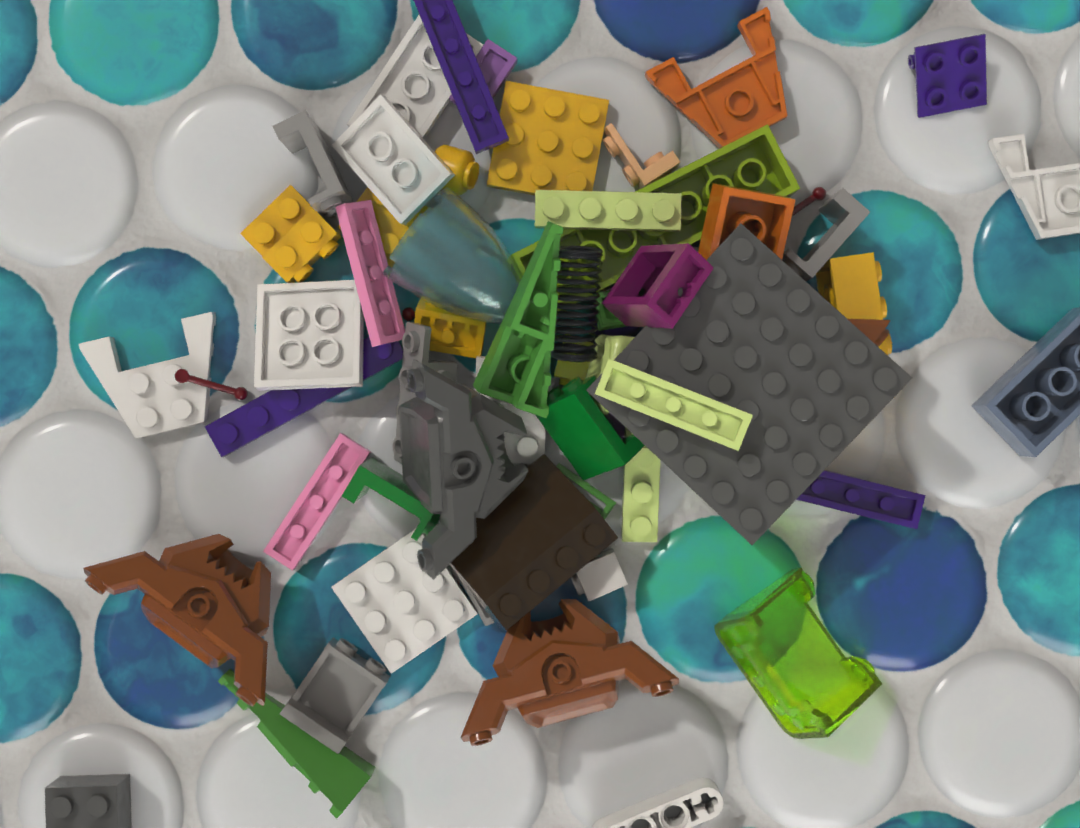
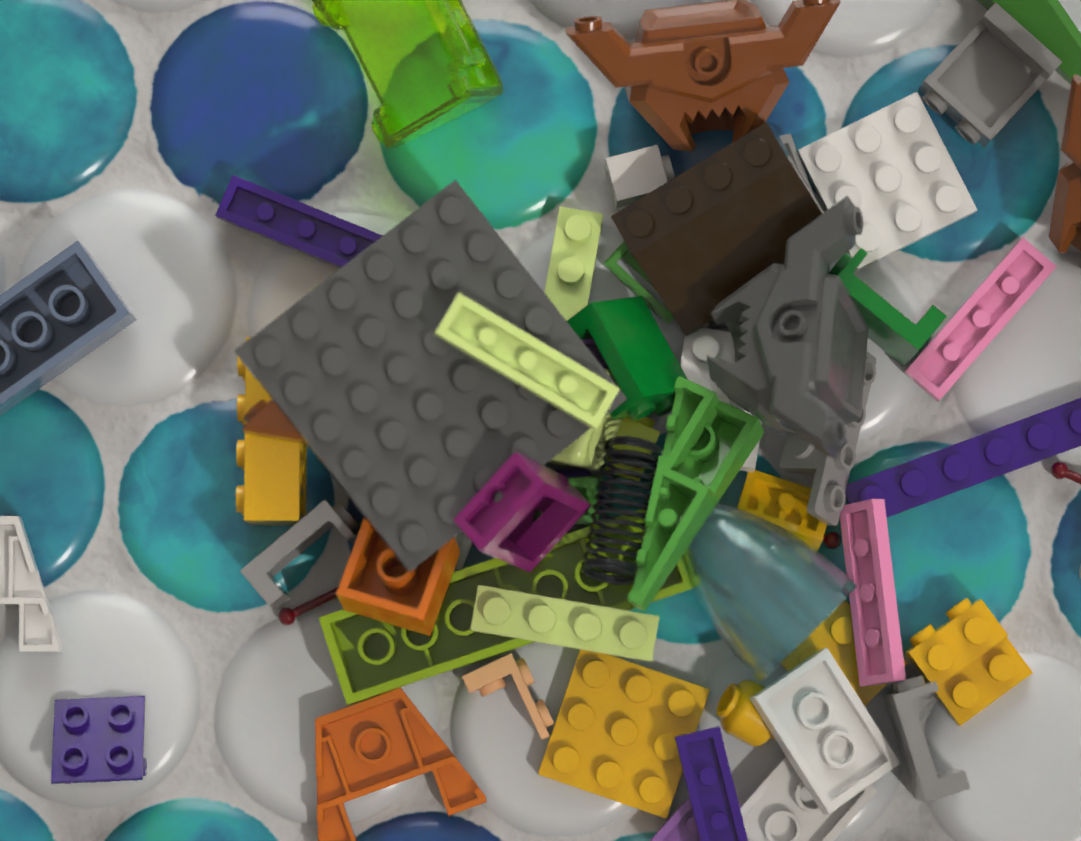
camera: 170 degrees left, 5 degrees down
(308, 336) = (962, 527): white plate -> none

